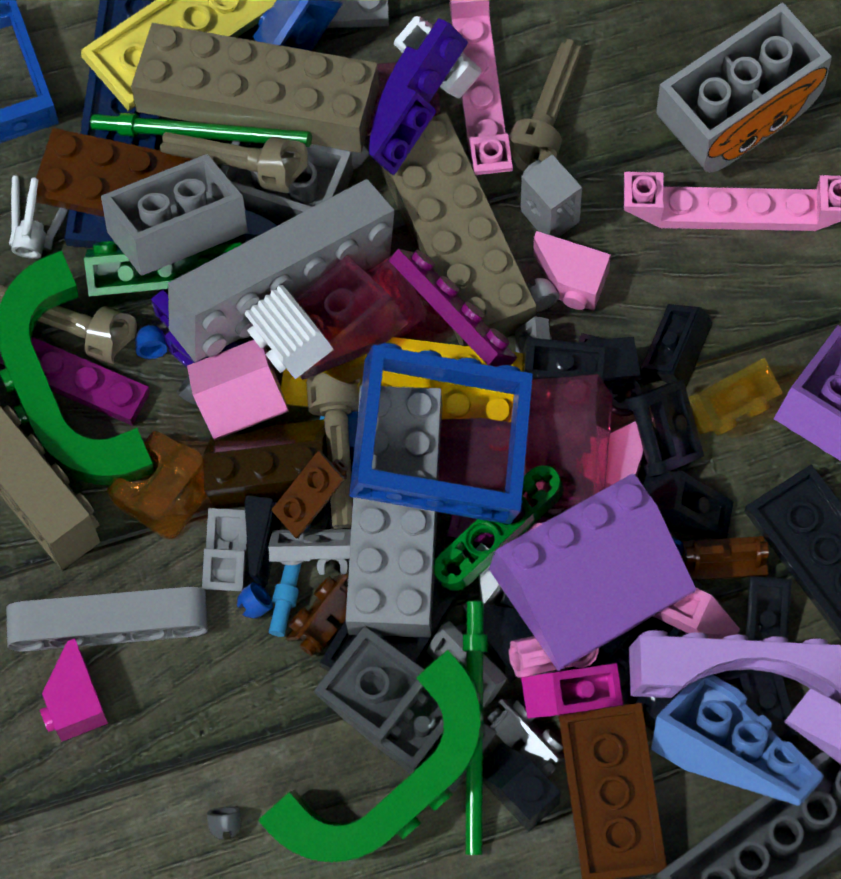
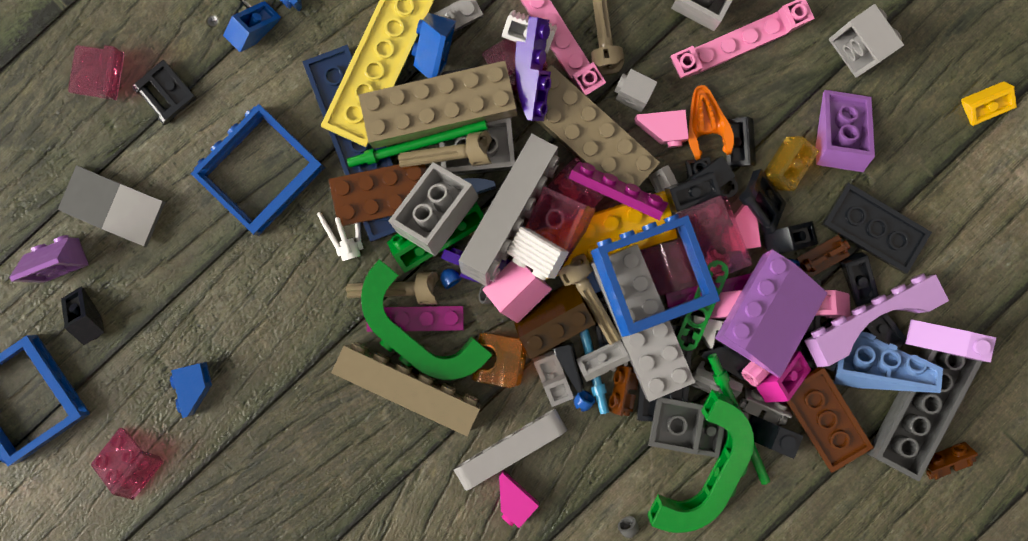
camera: 25 degrees left, 20 degrees up
(309, 493) = (593, 336): reddish brown hinge -> none
(543, 294) = (654, 148): light grey hinge -> none
(637, 289) = (707, 119): none -> orange animal

